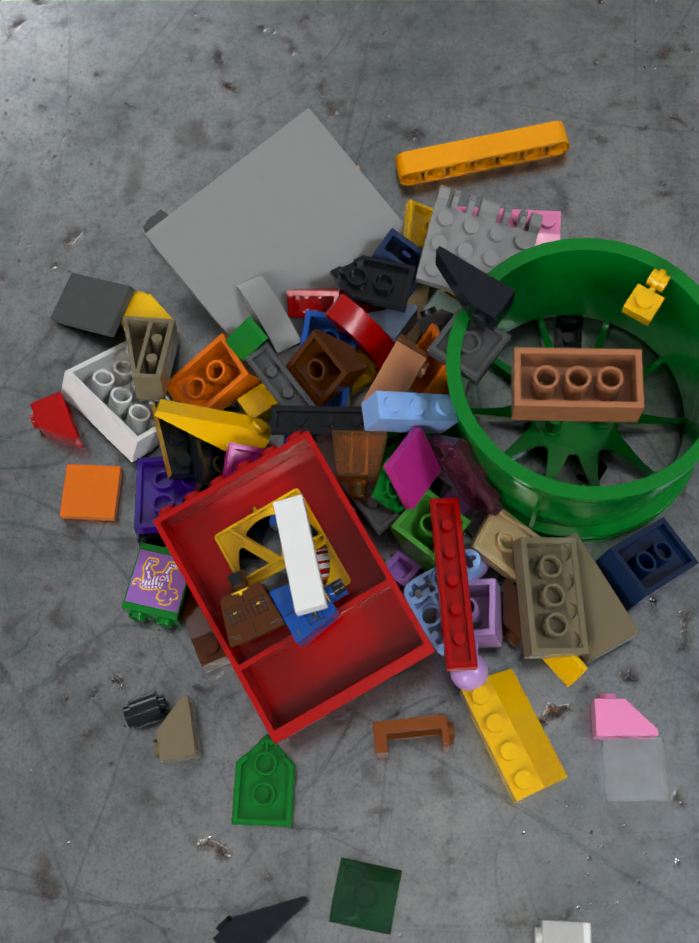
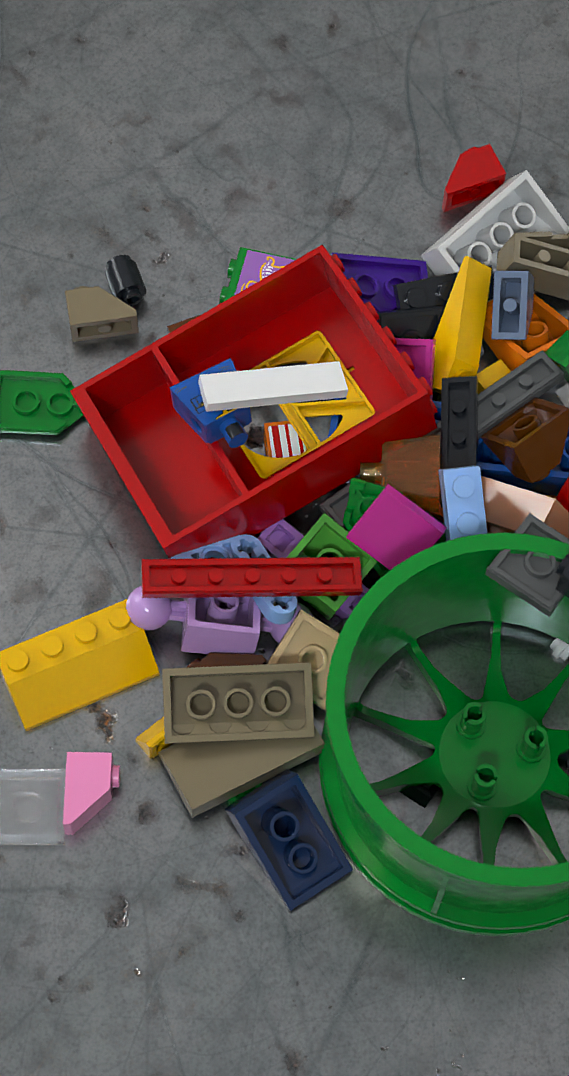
camera: 80 degrees right, 5 degrees down
(91, 492) = (385, 219): orange tile -> none
(195, 384) = (512, 305): none -> sand blue slope
(248, 610) = (213, 339): reddish brown torso -> none
(412, 728) = (74, 517): dark orange panel -> none
(577, 384) = (472, 669): nougat brick -> none

